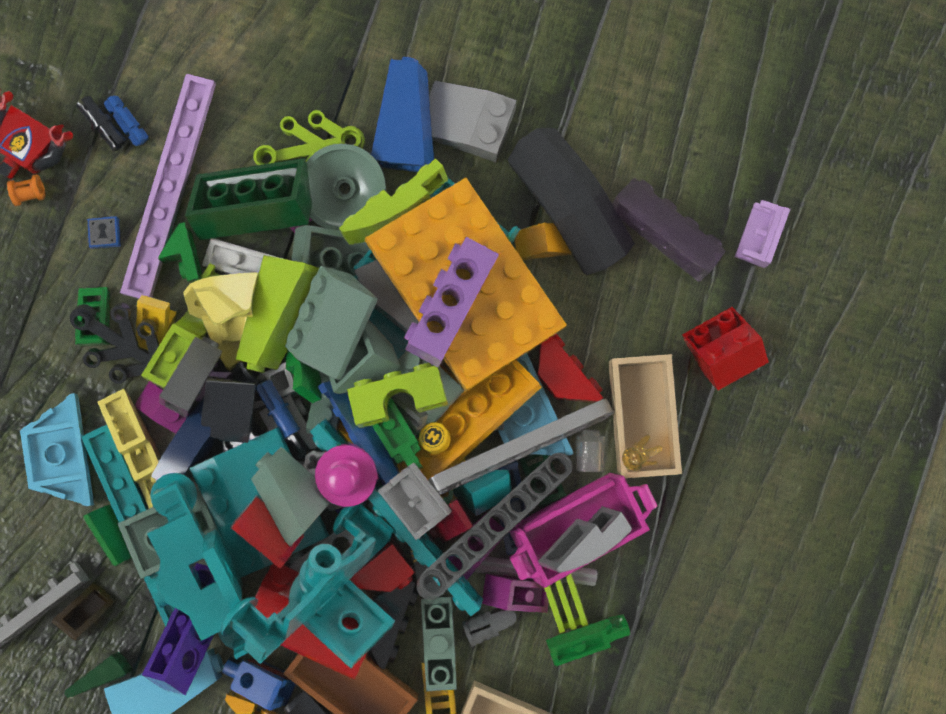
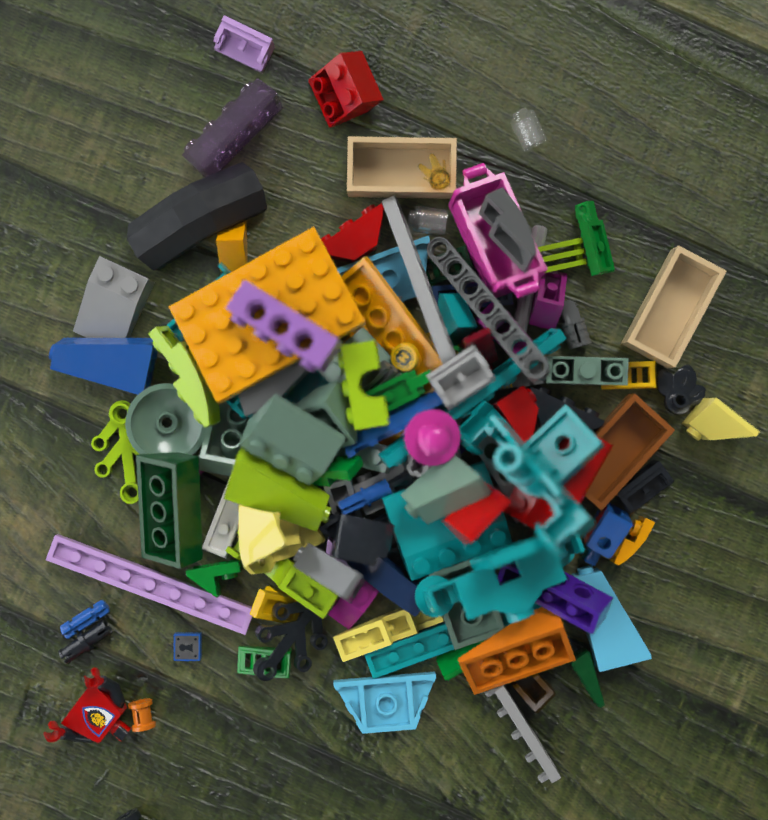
camera: 85 degrees left, 5 degrees up
(119, 595) = (518, 652): none -> orange slope
(702, 553) = (527, 129): none -> clear brick

